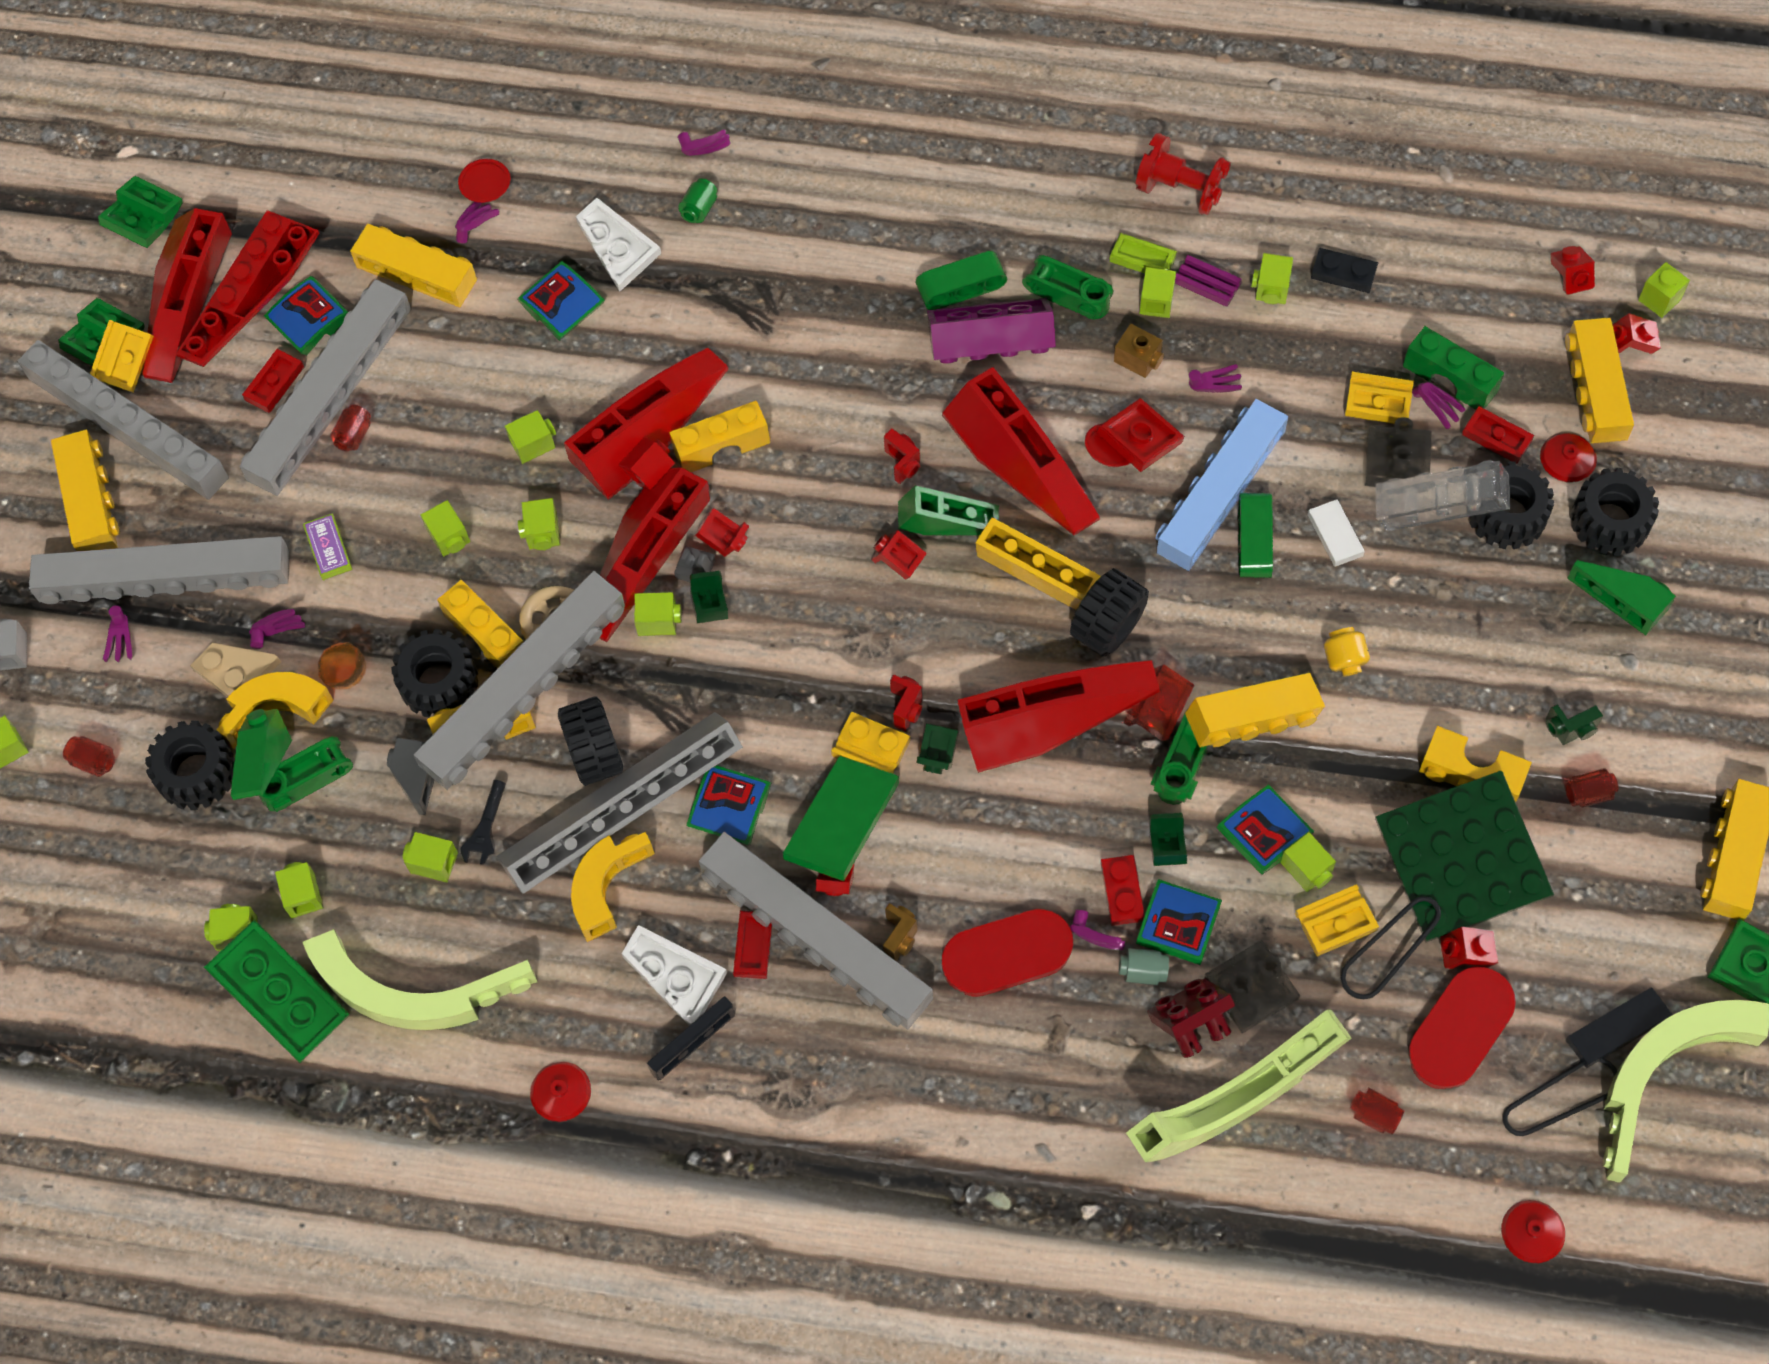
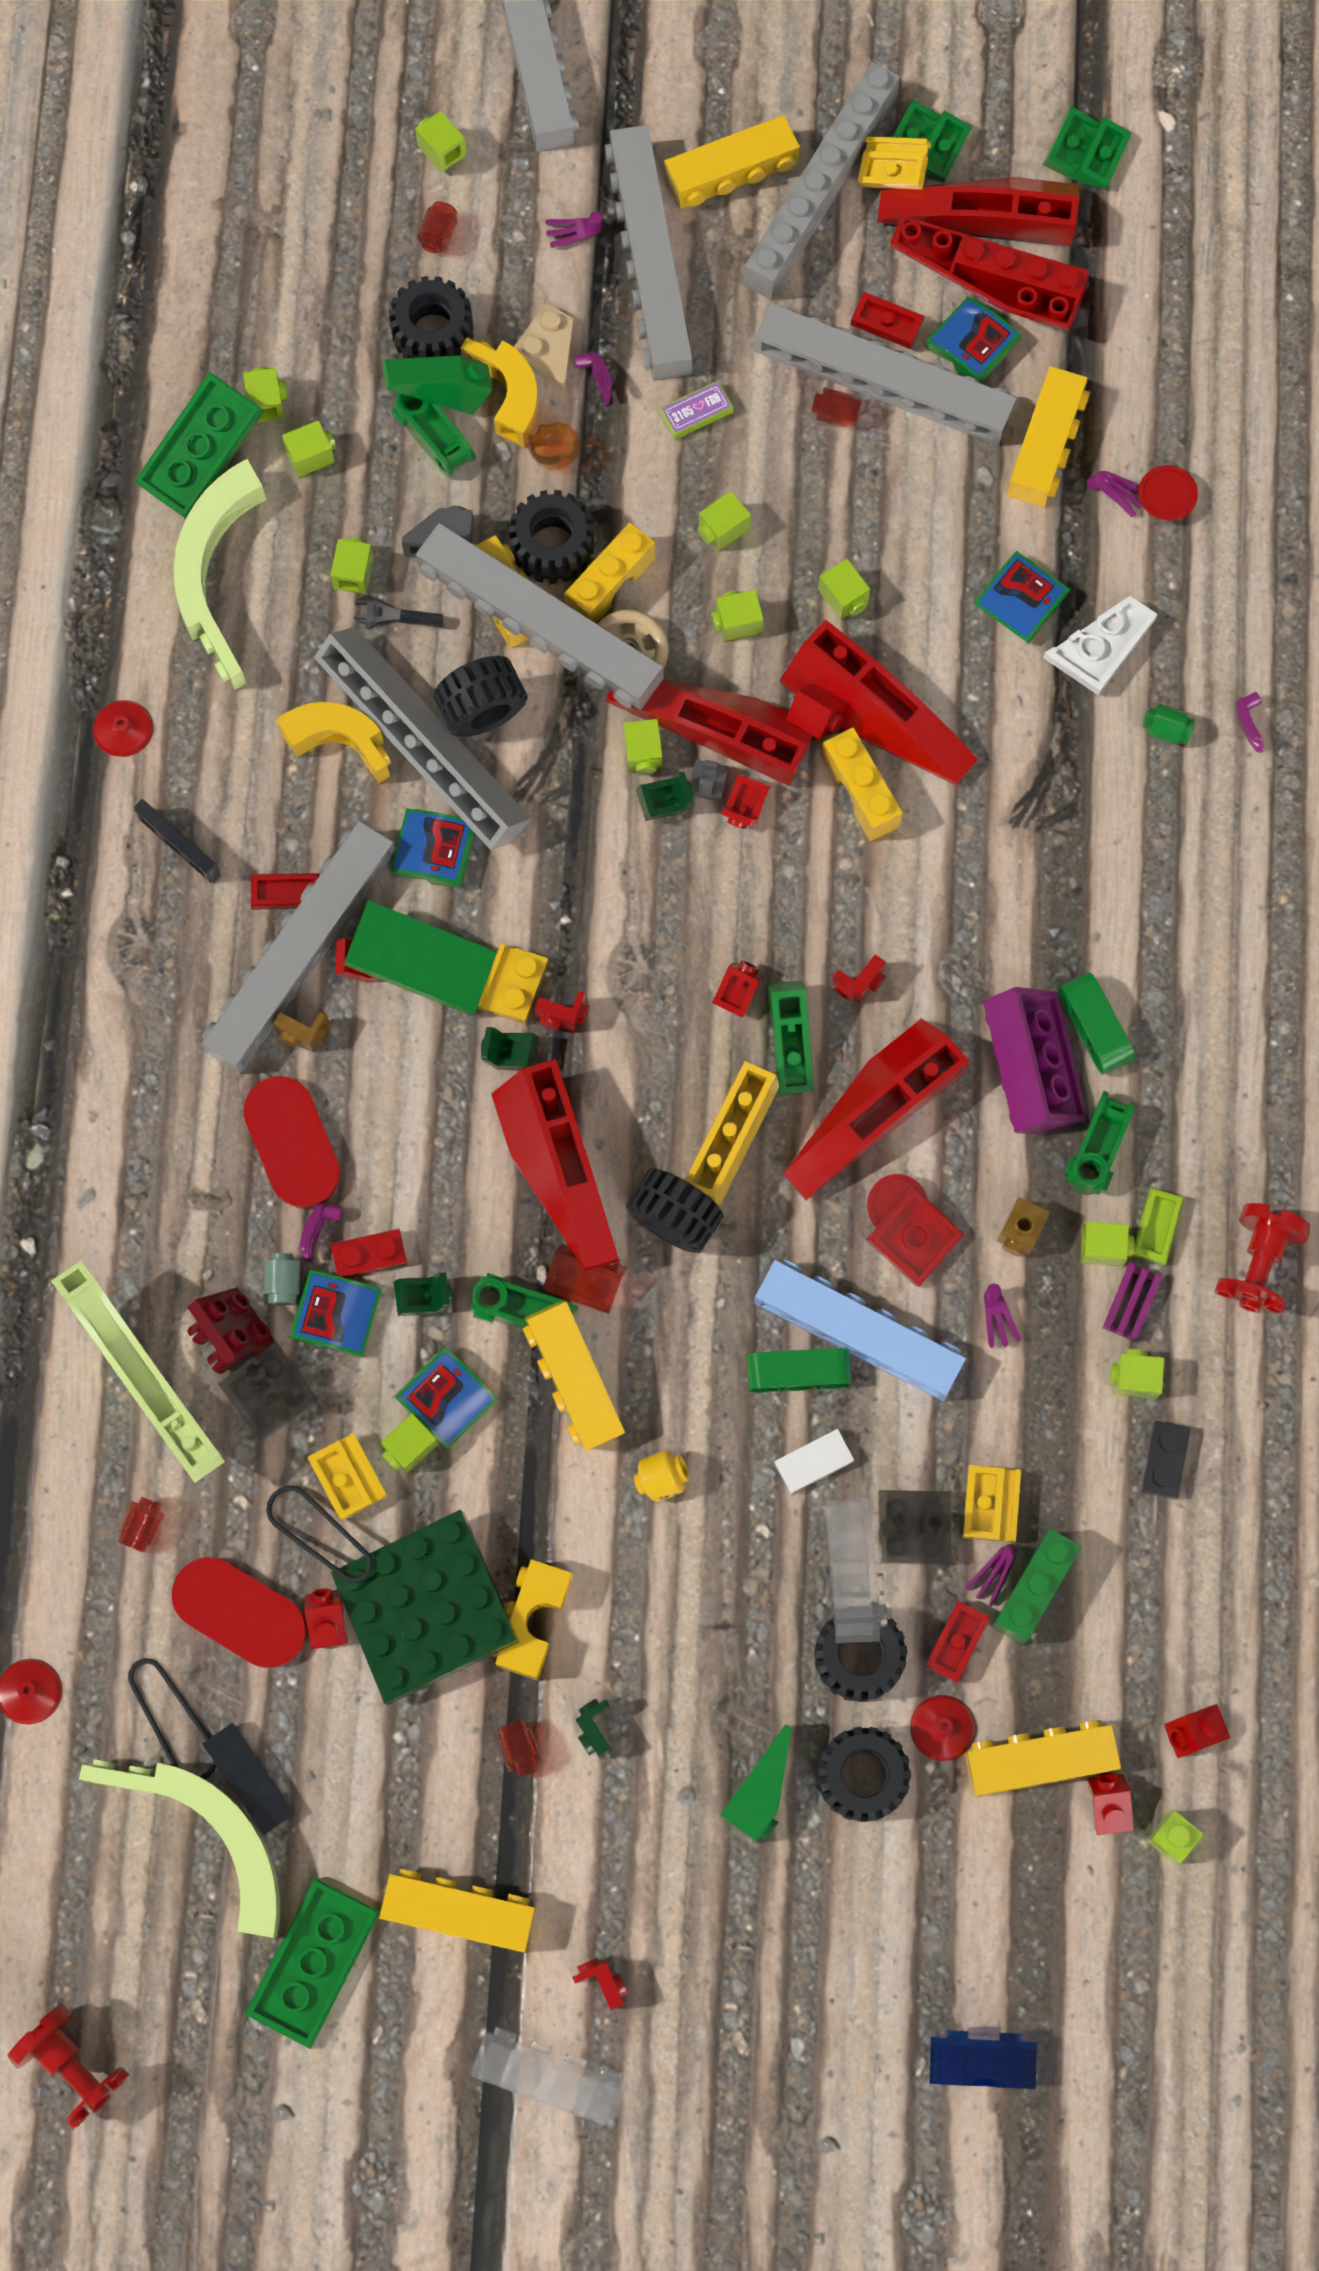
camera: 80 degrees right, 10 degrees up
(674, 973) = (246, 818): white wing -> none

